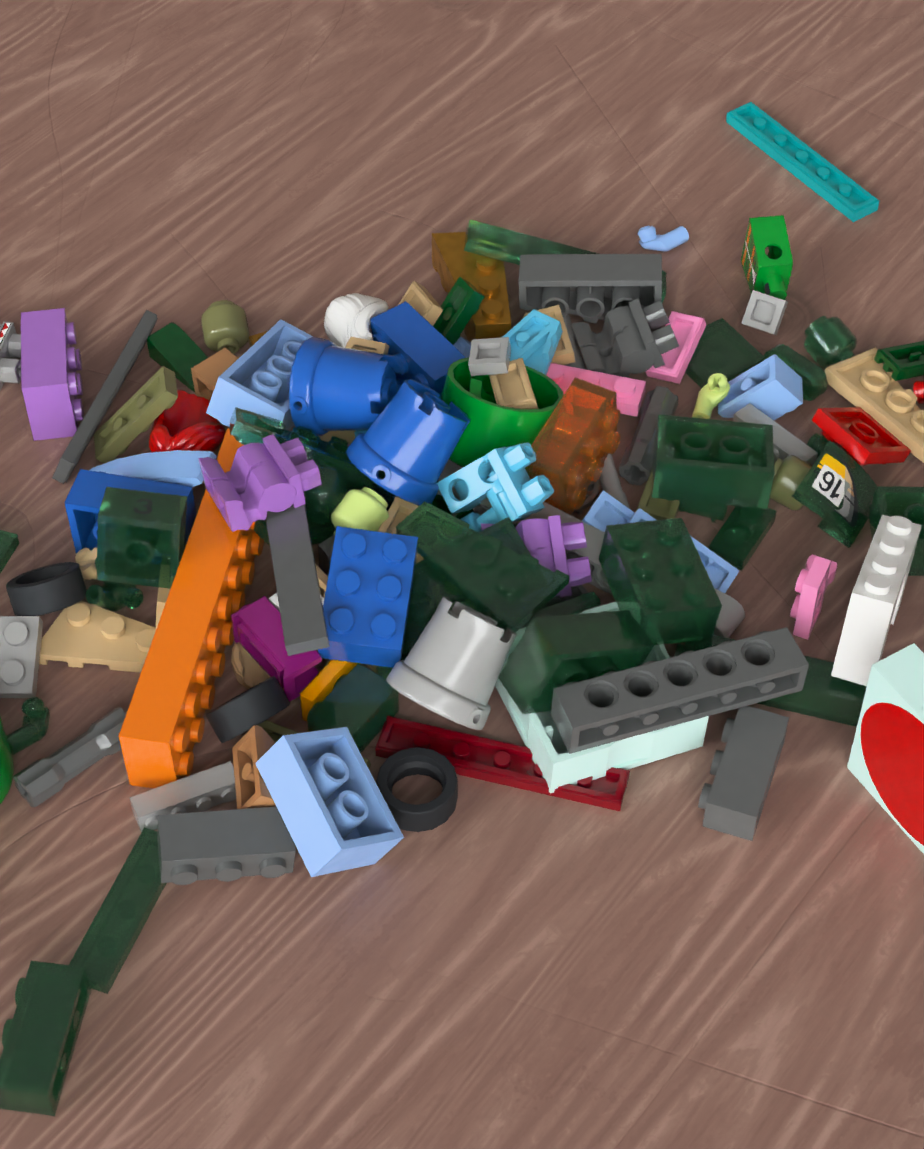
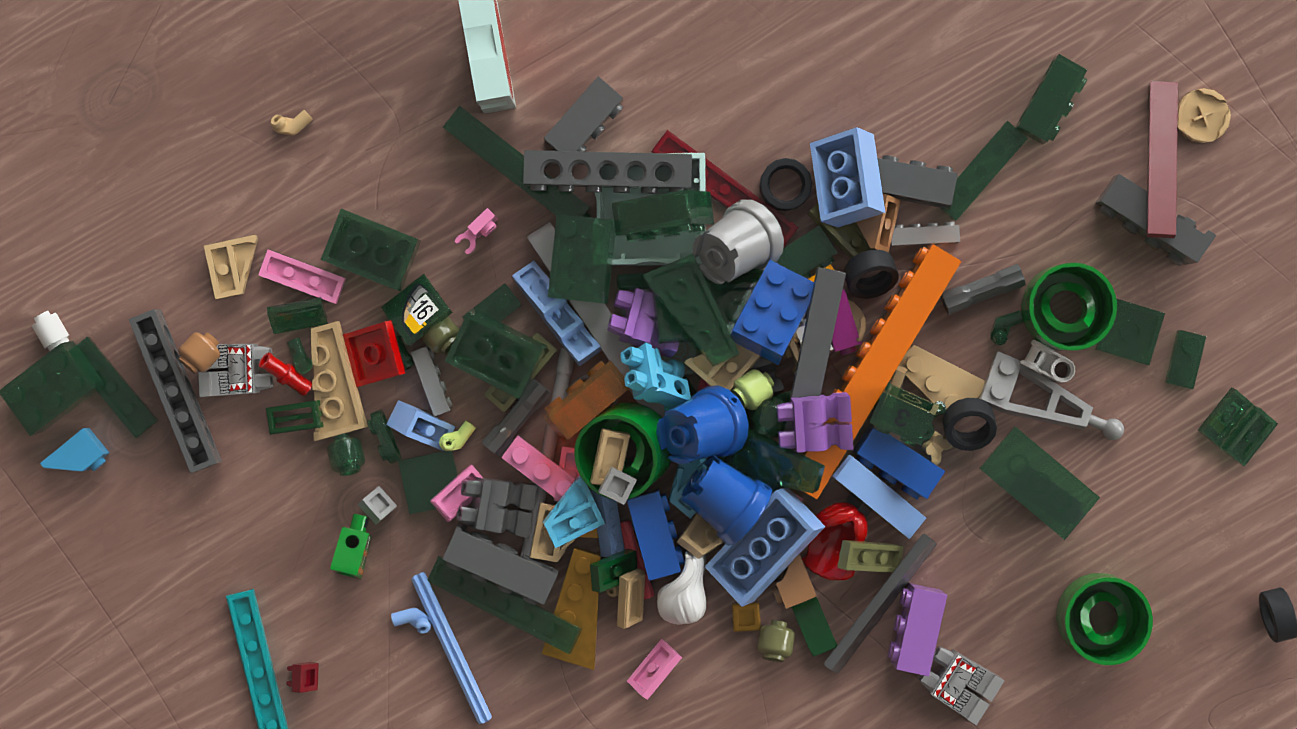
camera: 160 degrees left, 40 degrees up
(361, 267) = (654, 669): none -> bright pink plate
(599, 226) = (451, 648): none -> light blue axle
(751, 162) = (304, 677): none -> dark red tile
(876, 598) = (434, 207): white arch -> none

